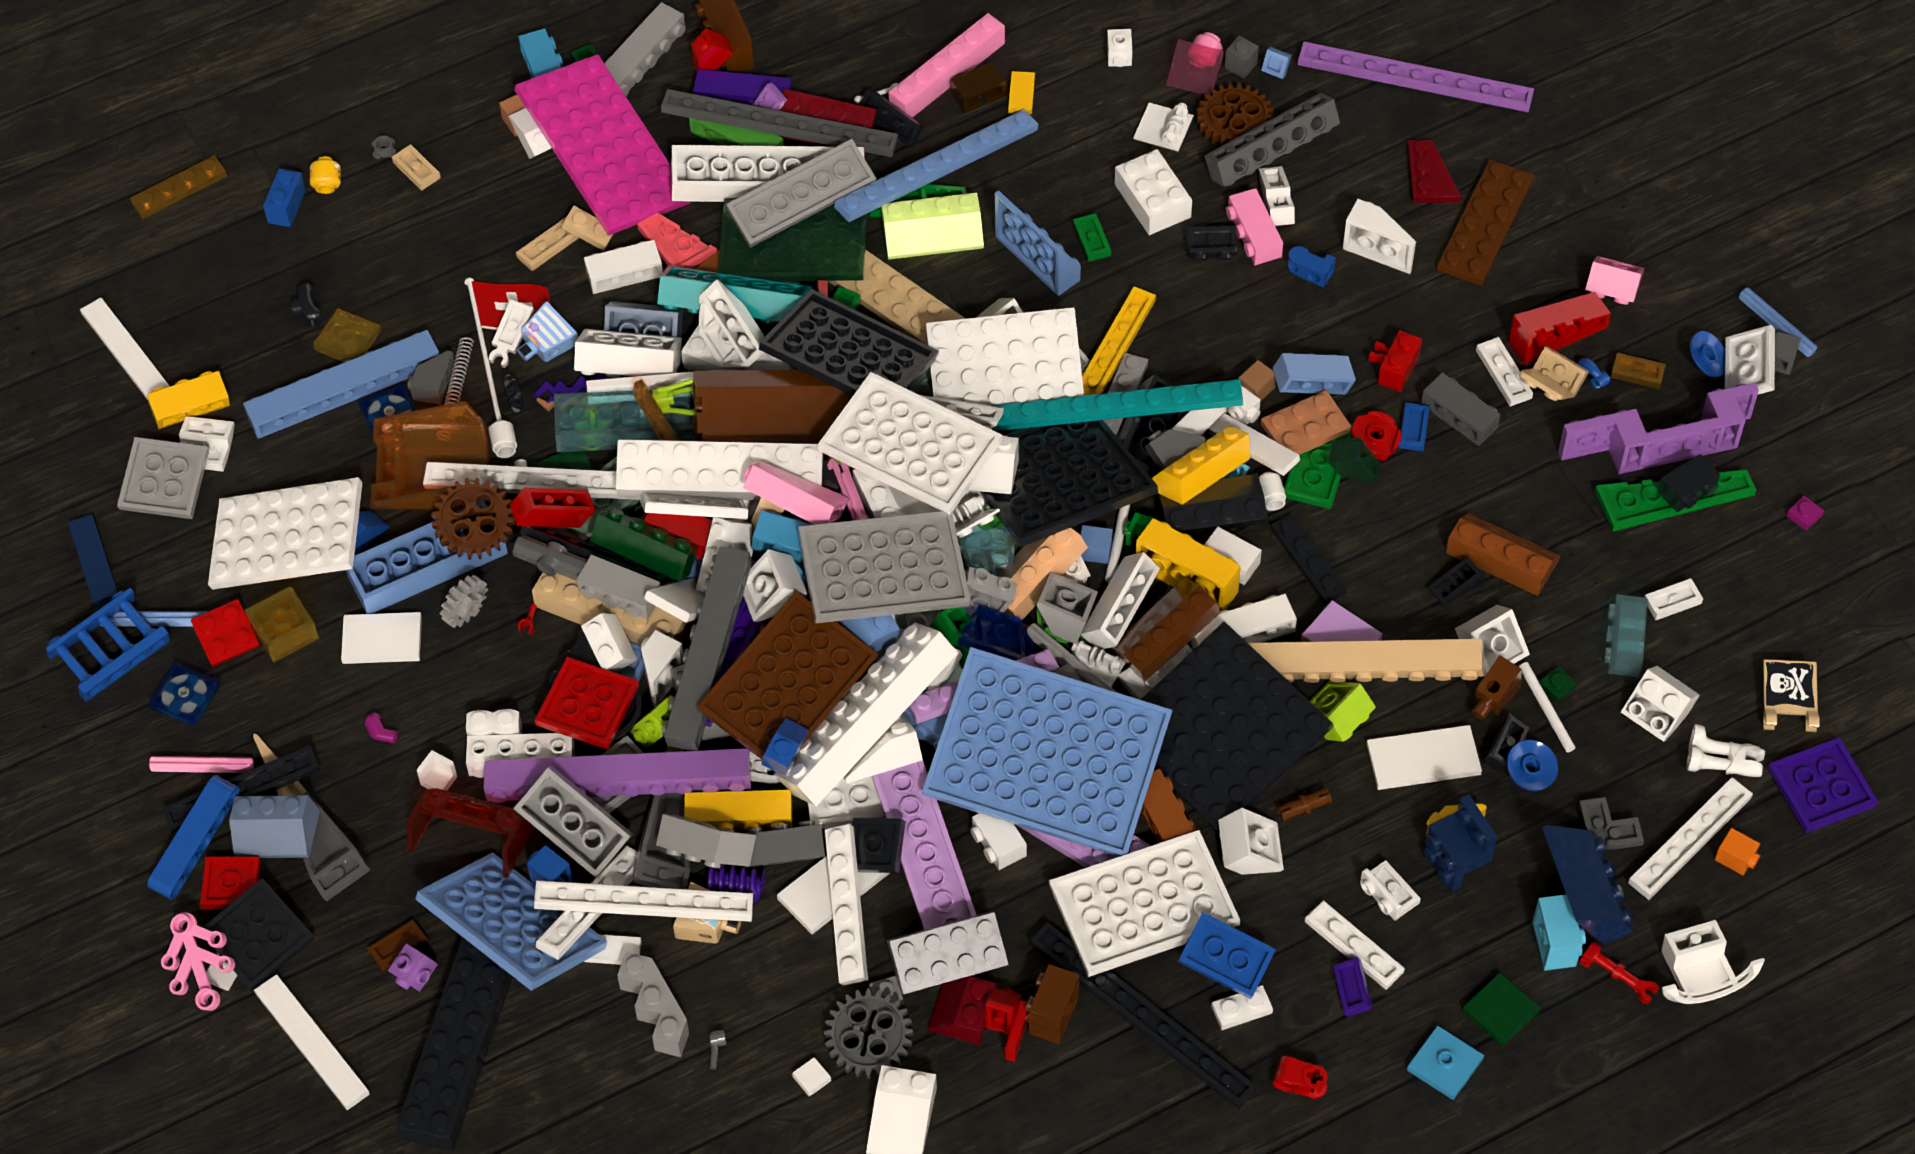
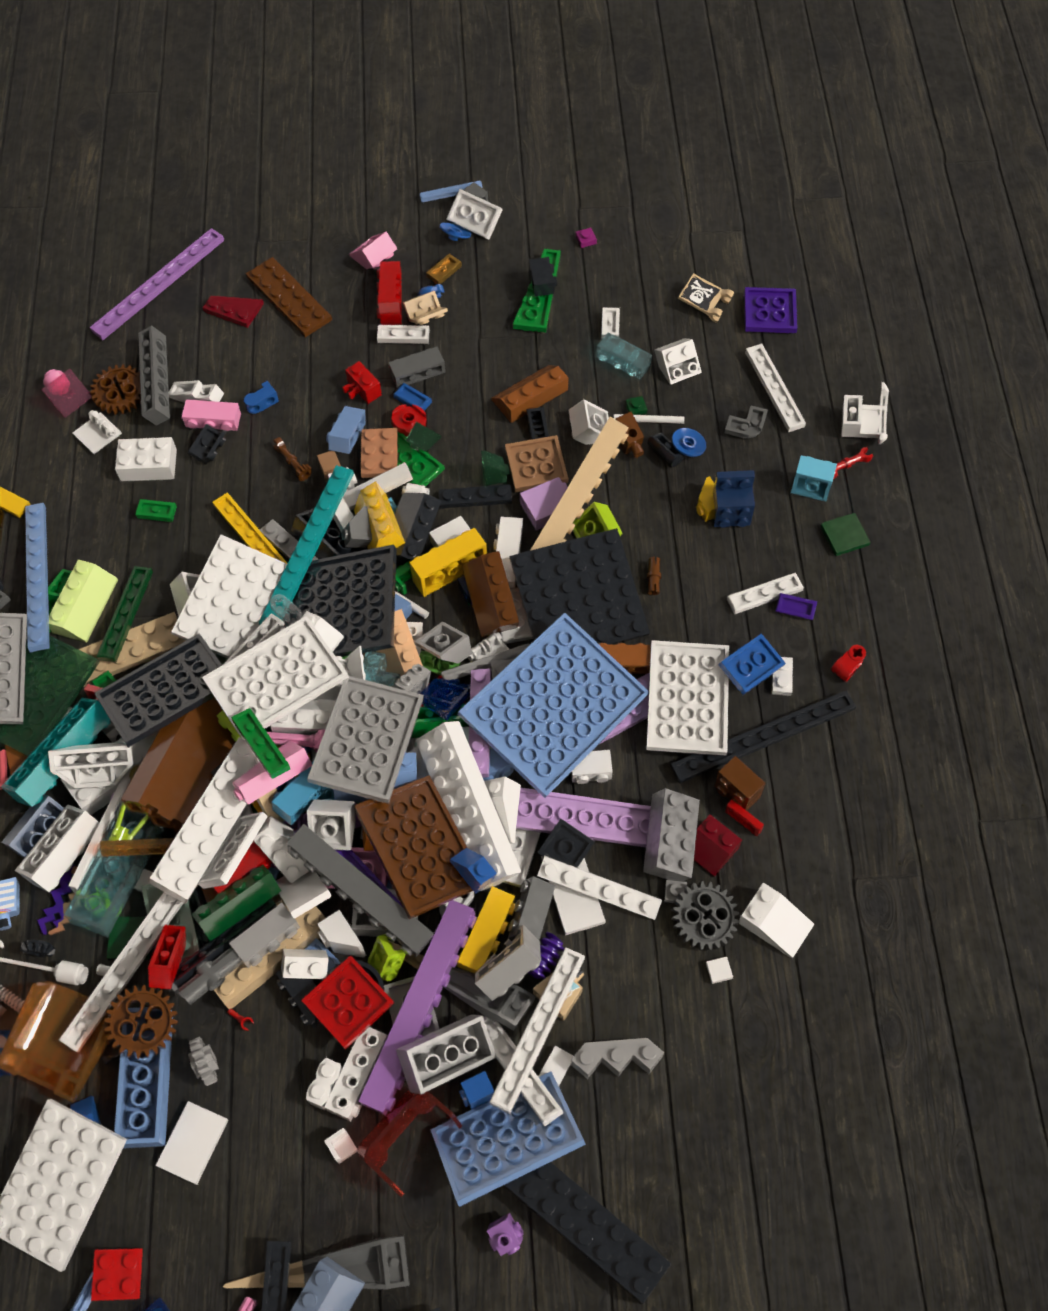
camera: 65 degrees left, 5 degrees up
(282, 624) = (138, 1221): clear yellow brick -> none
(377, 731) = (274, 1180): magenta arm -> none
(390, 946) = (473, 1239): reddish brown tile -> none
(717, 1039) = (662, 1025): dark grey hand -> none
(814, 461) = (261, 743): none -> green plate
(939, 274) = (124, 614): none -> dark green tile
(1001, 1009) = (728, 815): red slope -> none
(1023, 423) = (283, 613): none -> clear beam
(1034, 246) = (143, 544): medium blue slope -> none
(1119, 47) = (17, 429): white brick -> none
(1120, 601) = (451, 610): white brick -> none
(1231, 358) = (302, 472): none -> reddish brown piece
(1241, 57) = (77, 364): dark grey brick -> none
(1250, 843) = (668, 619): white slope -> none
(1276, 62) = (94, 349): medium blue tile -> none
(1353, 556) = (493, 468): none -> clear green slope
(1378, 237) = (268, 350): white slope -> none
(1389, 890) = (738, 556): white bracket -> none
(1396, 602) = (535, 462): none -> medium nougat plate
(1423, 757) = (651, 497): white tile -> none
(1445, 1062) = (869, 580): dark azure plate -> none
(1589, 882) = (789, 445): dark blue slope -> none
(1636, 450) = (494, 290): medium lavender bracket -> none
(1738, 852) = (795, 368): orange brick -> none
(1741, 758) = (732, 342): white piece -> none

